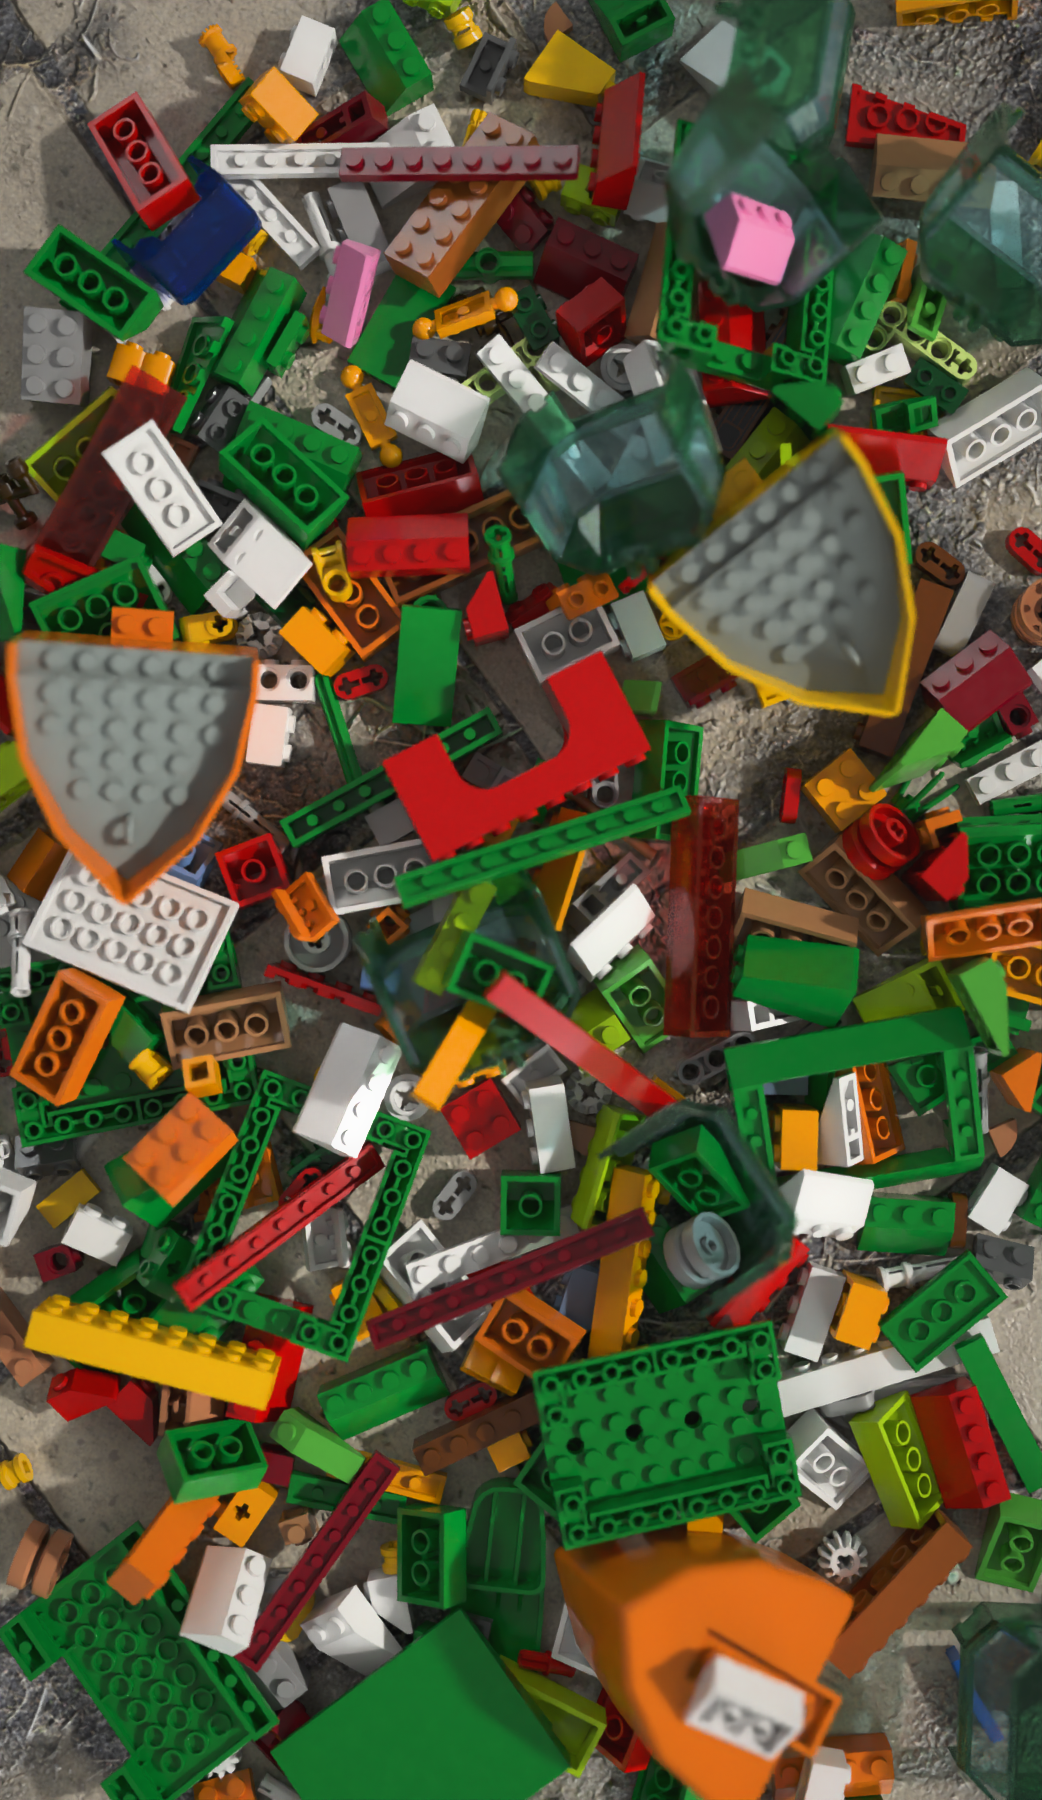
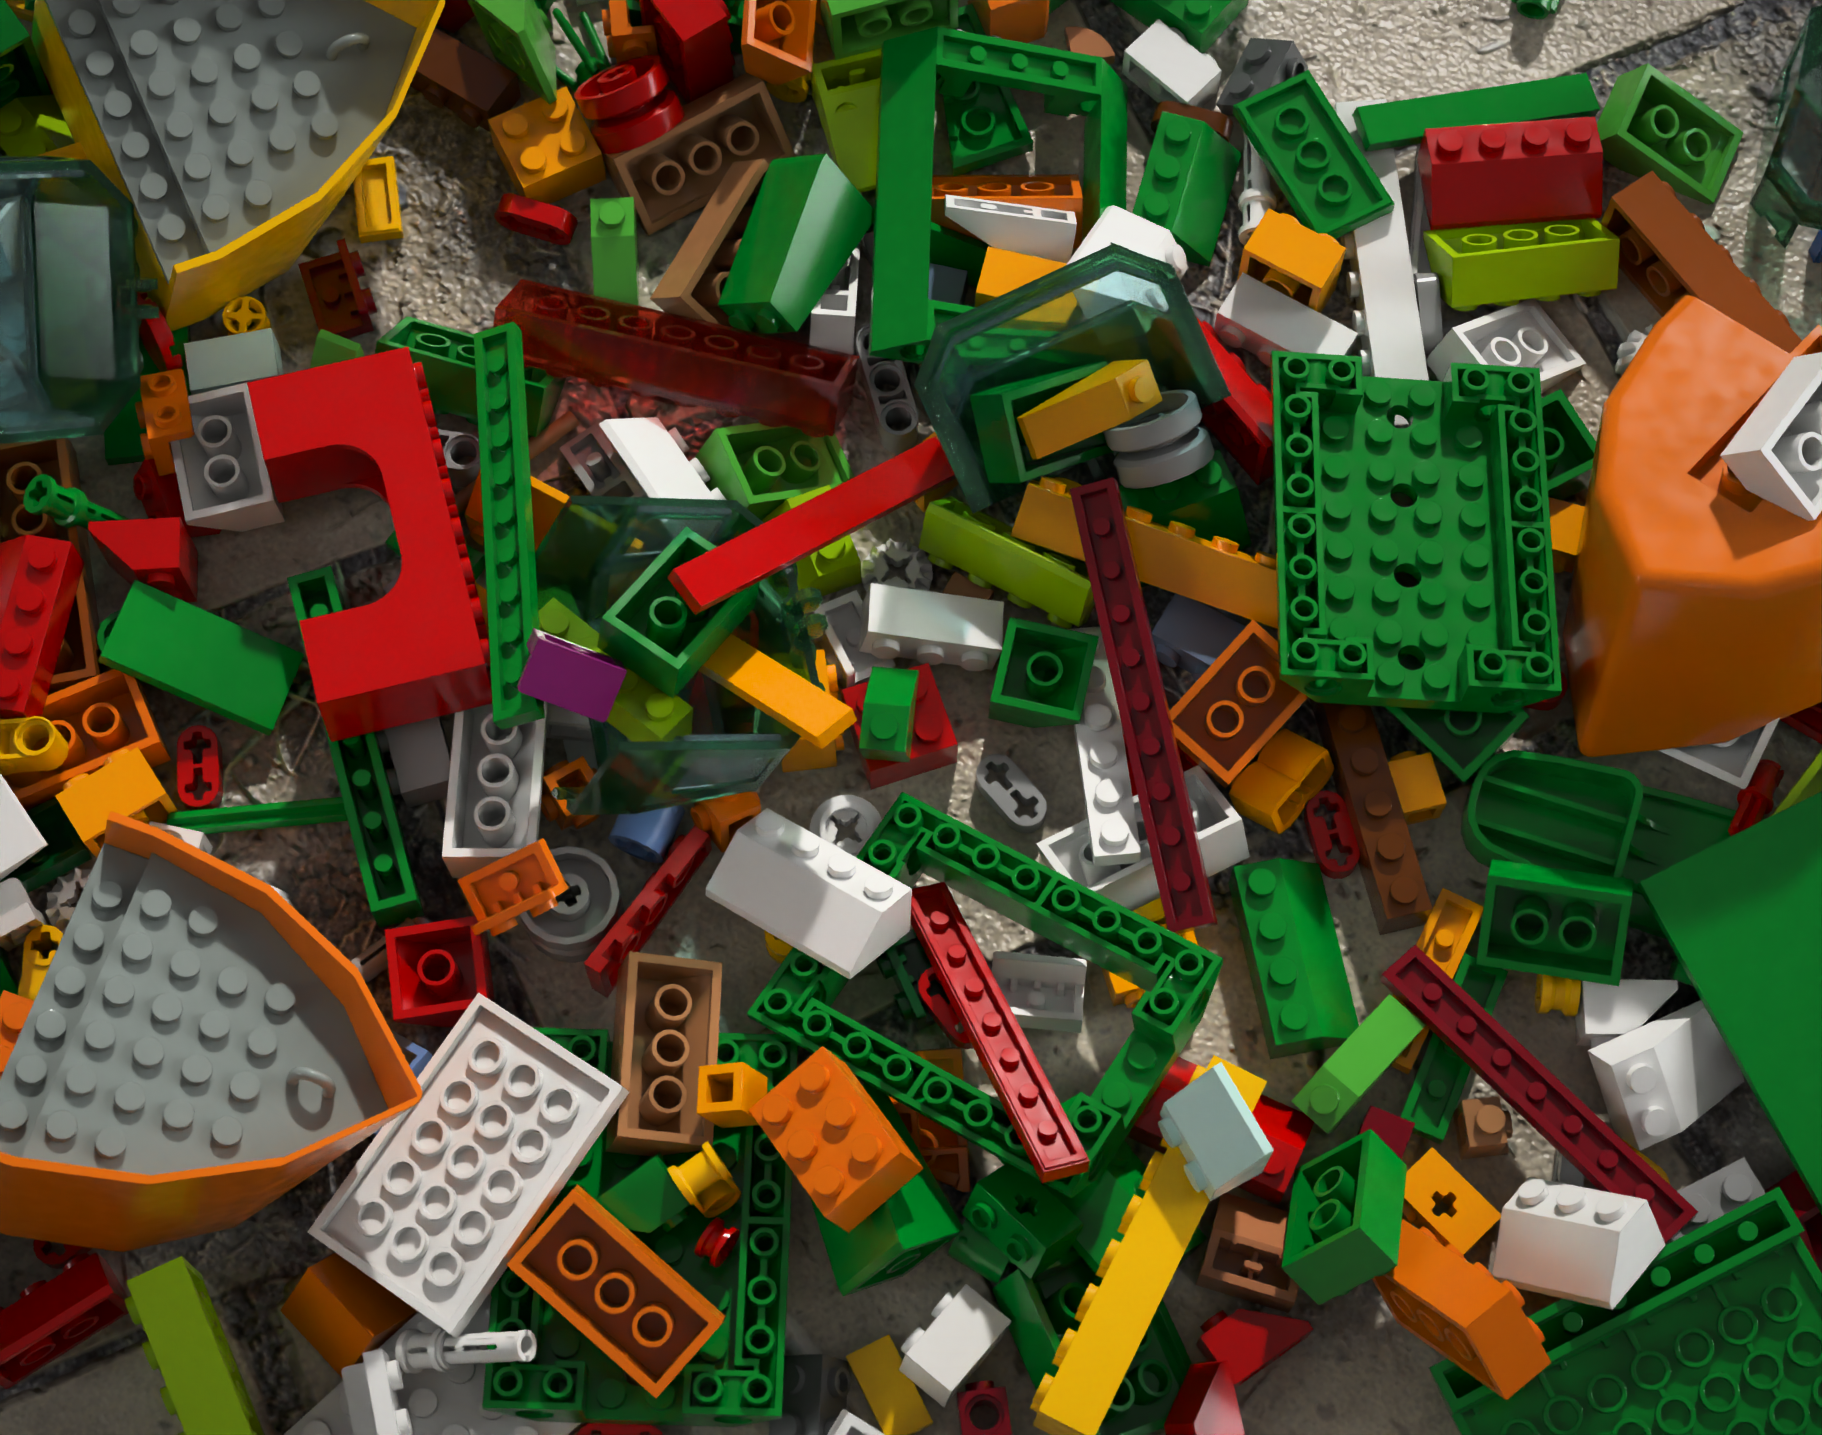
camera: 80 degrees left, 20 degrees down
(120, 1083) = (717, 1242): none -> red bush
(212, 1391) = (1215, 1133): none -> light aqua slope
(434, 920) = (571, 676): none -> magenta panel
(473, 1116) = (889, 714): none -> green slope
(711, 1208) = (1090, 407): none -> light orange slope

